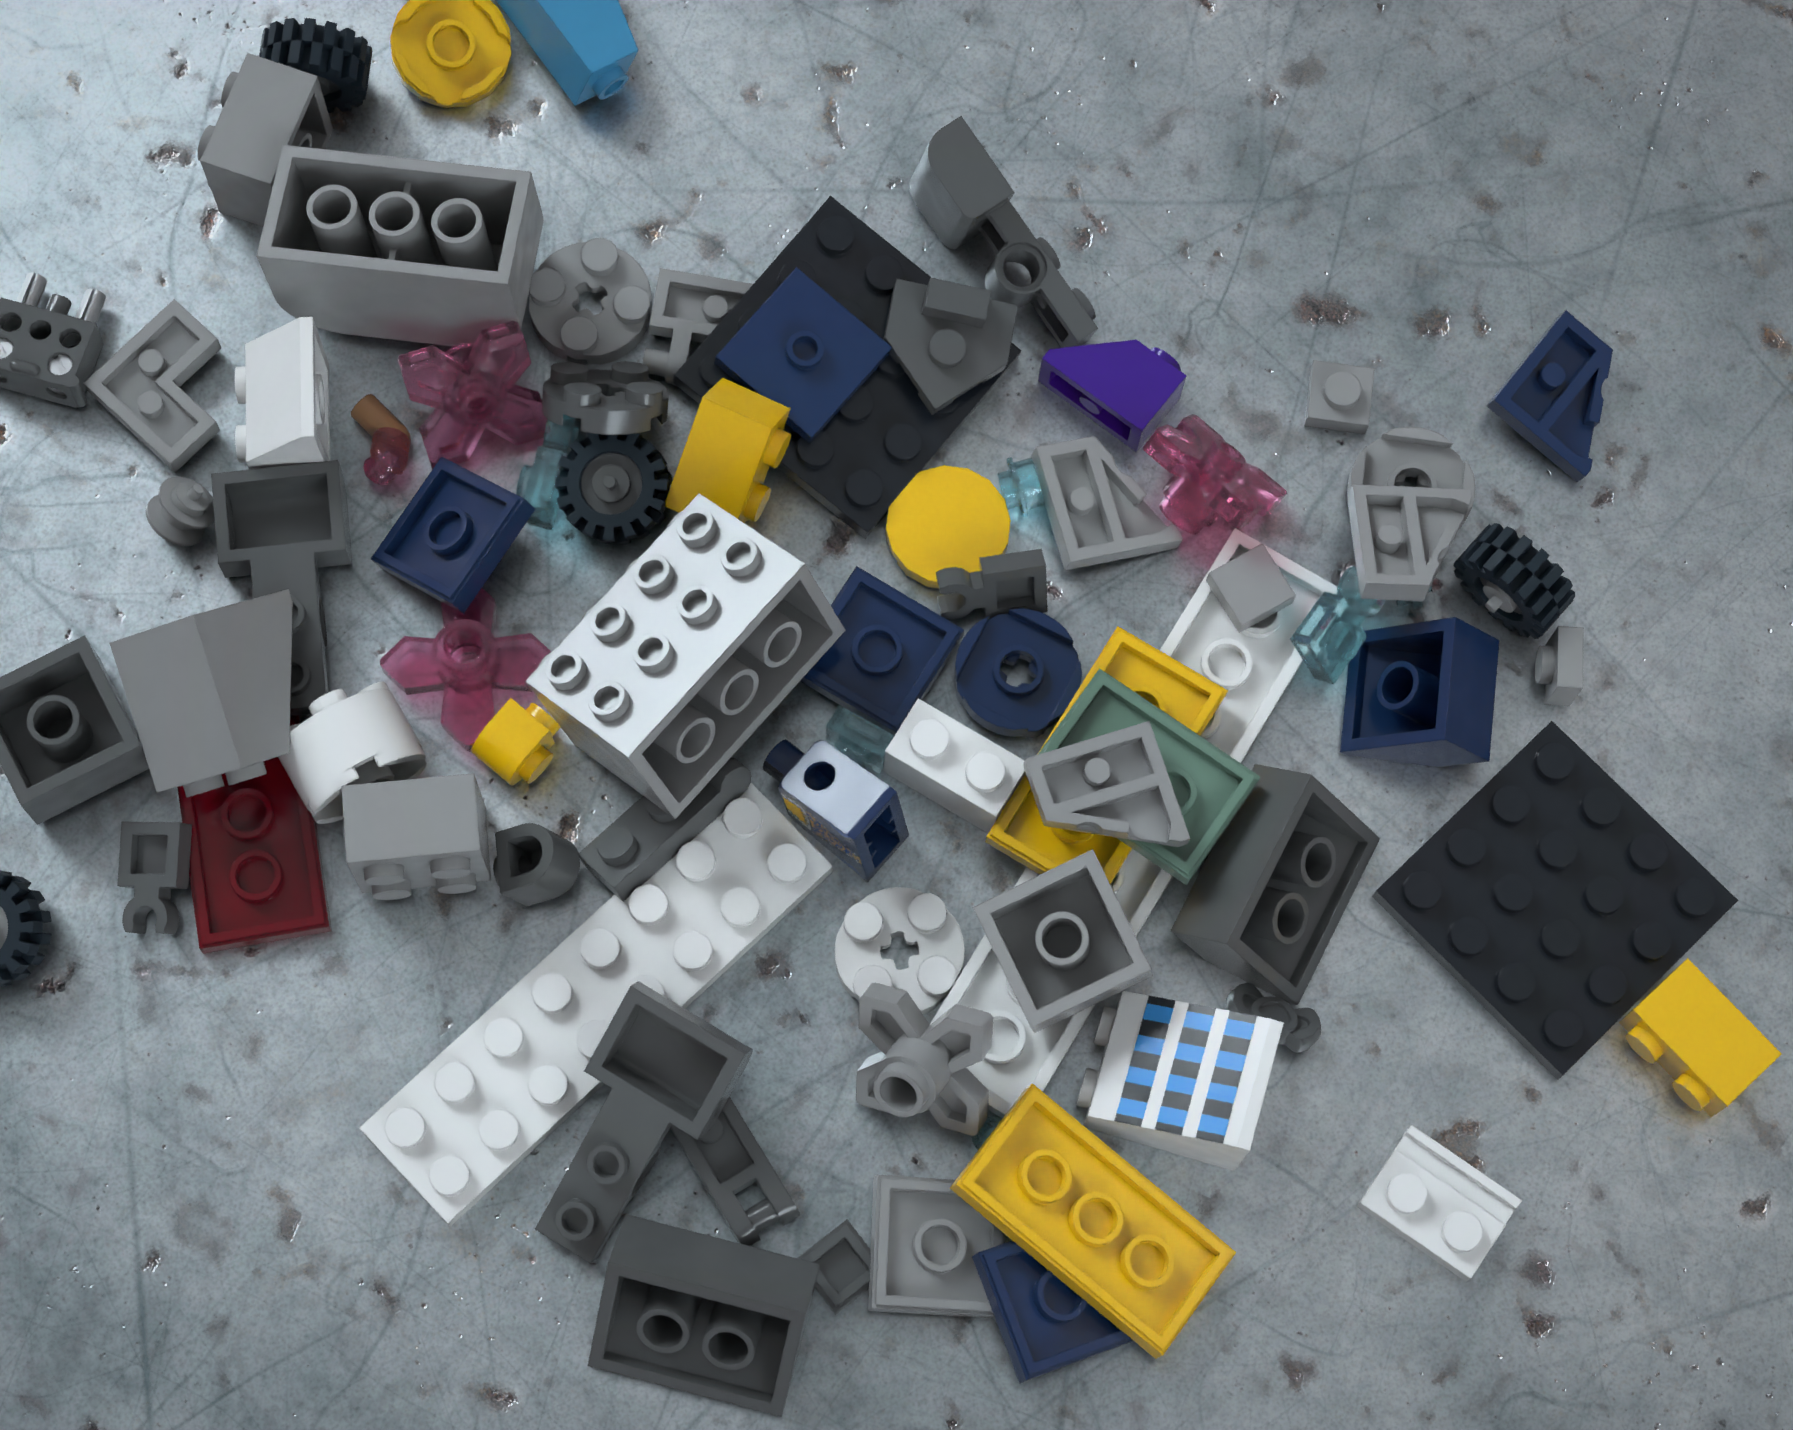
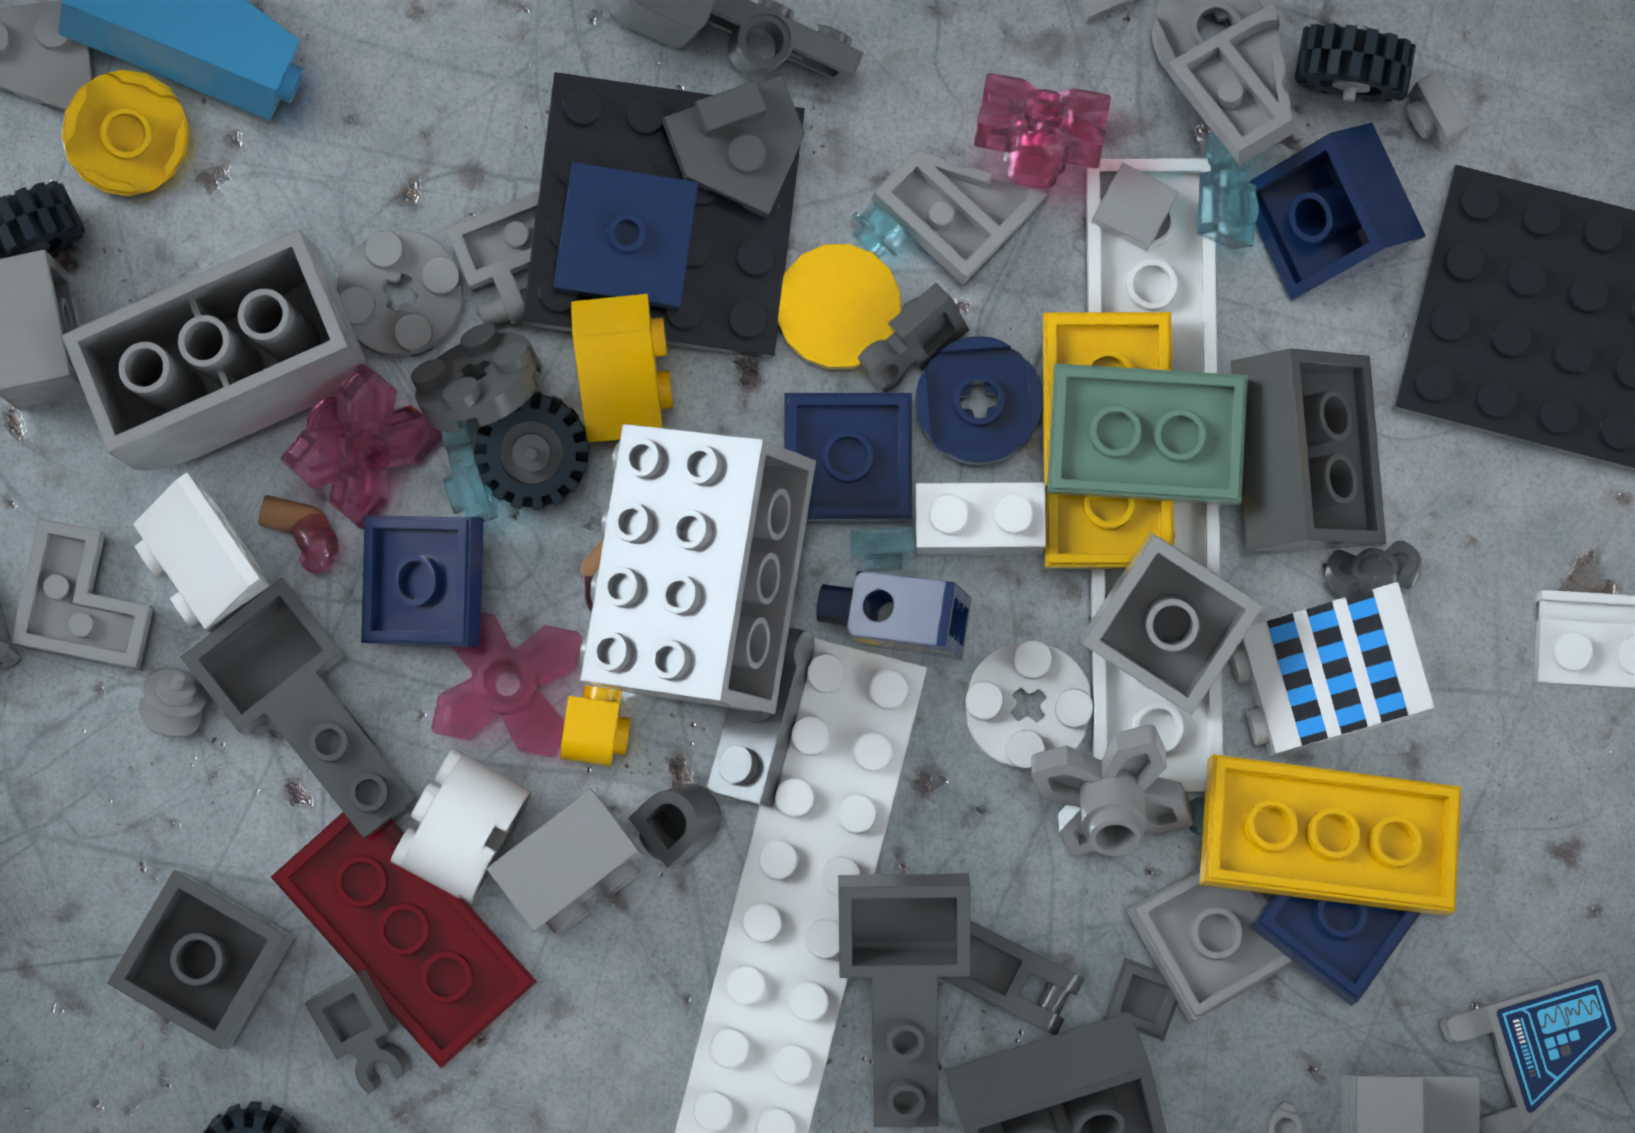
camera: 25 degrees left, 10 degrees up
(211, 692) = (317, 851): light grey slope -> none
(1109, 788) = (1131, 467): light grey wing -> none
(1116, 385) = (908, 90): dark purple slope -> none

